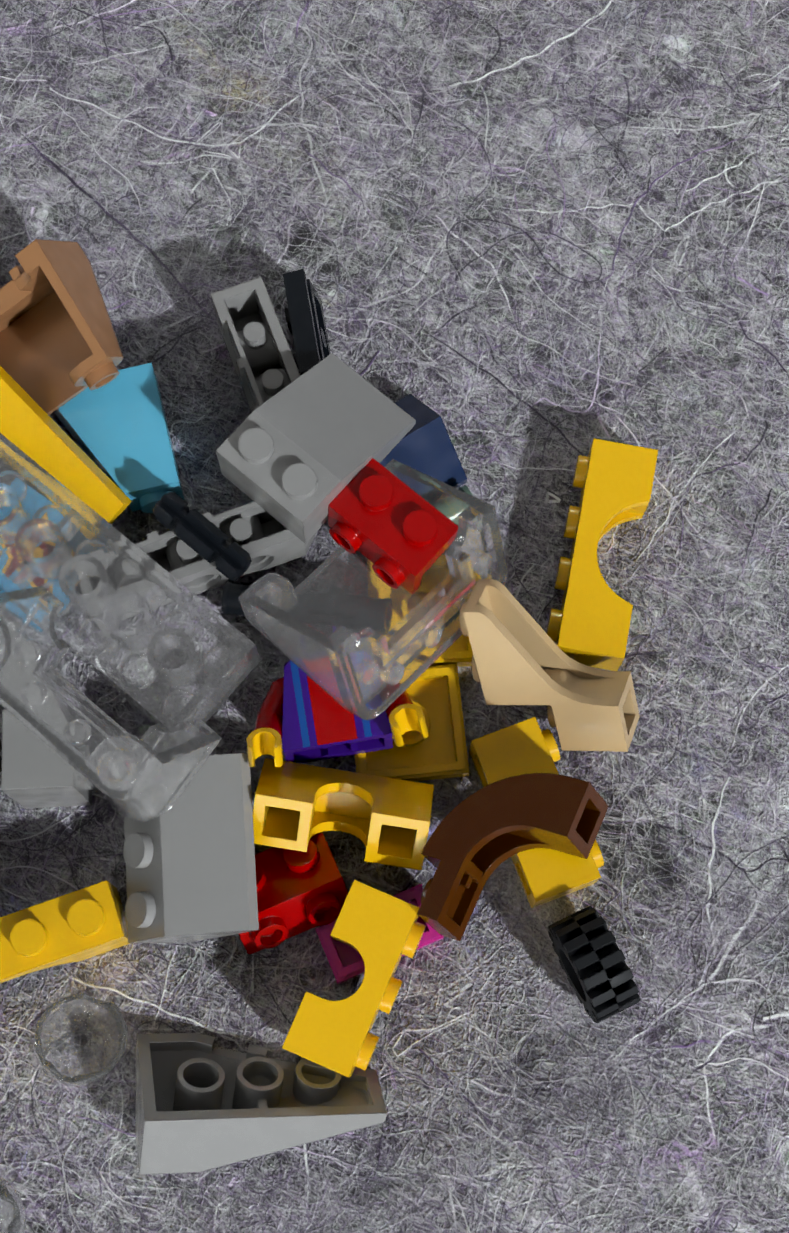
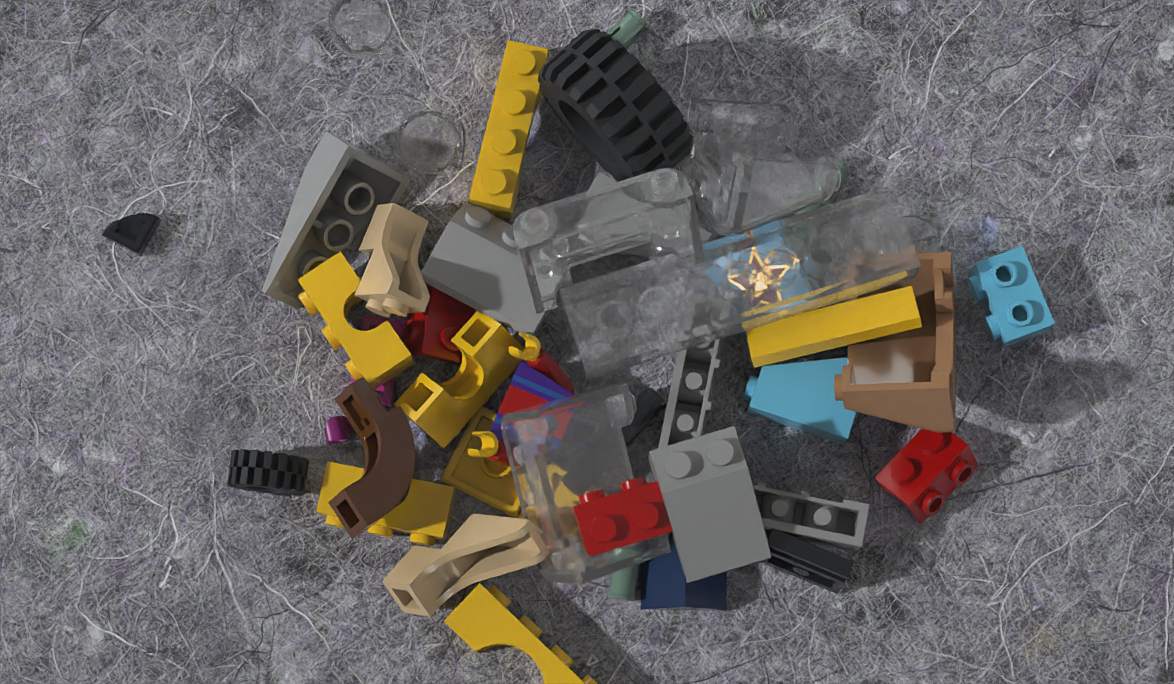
camera: 125 degrees right, 5 degrees up
(140, 281) = (927, 472): none -> red bracket
(202, 536) = (692, 392): black axle -> none
(272, 965) = (392, 275): none -> tan arch
(488, 926) = (337, 430): none -> magenta hand

